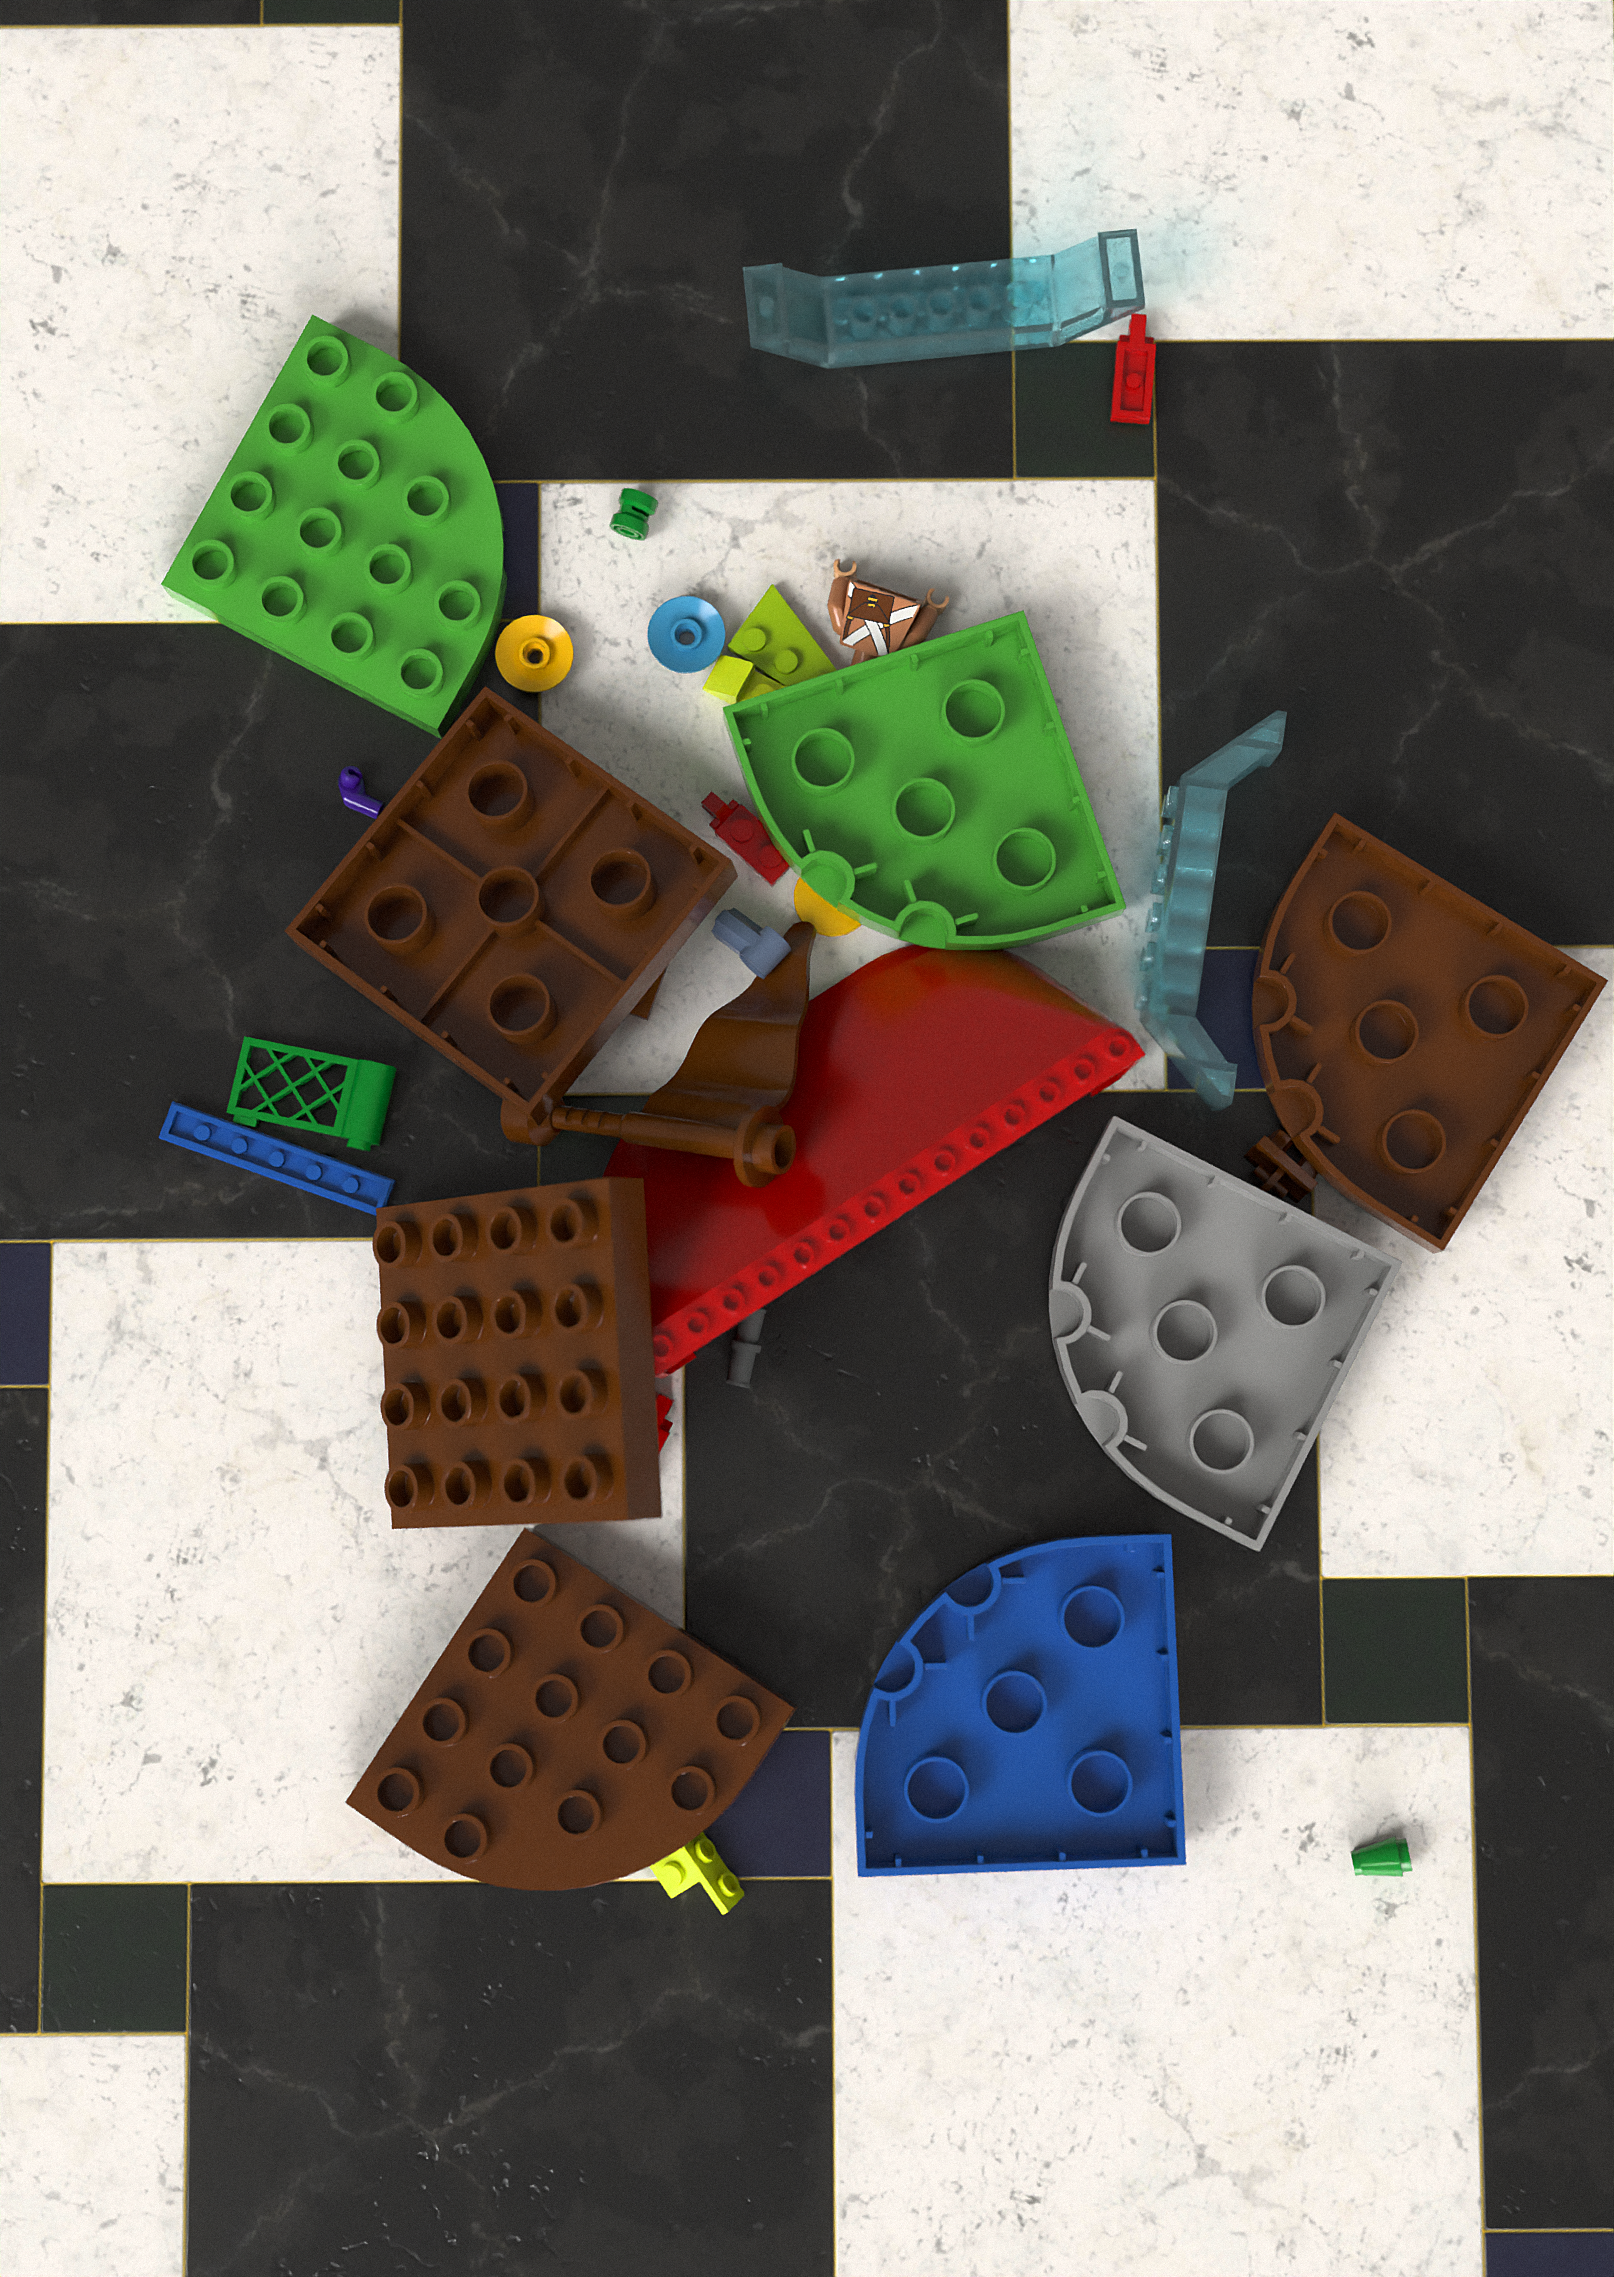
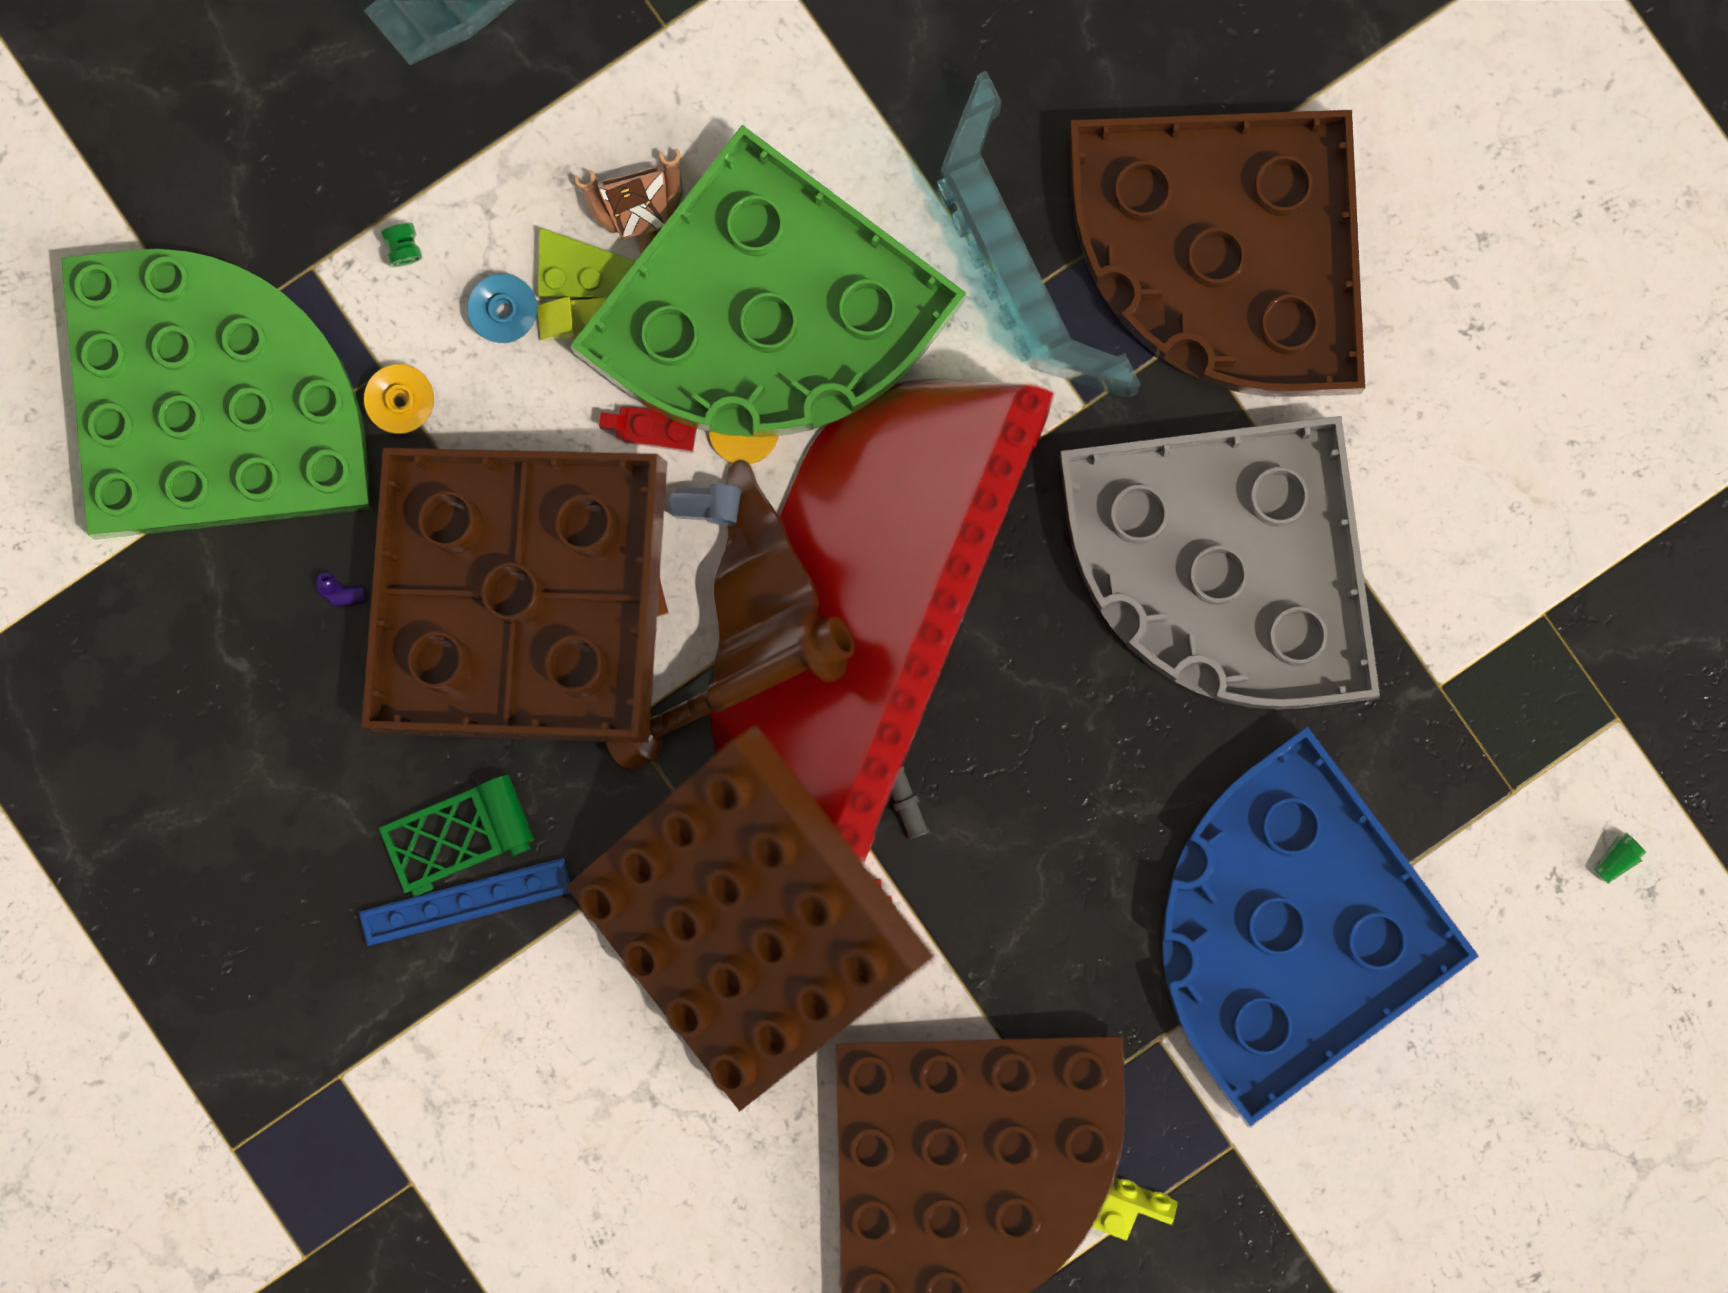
camera: 30 degrees left, 0 degrees up
(1279, 1170) = (1208, 410): reddish brown hips -> none

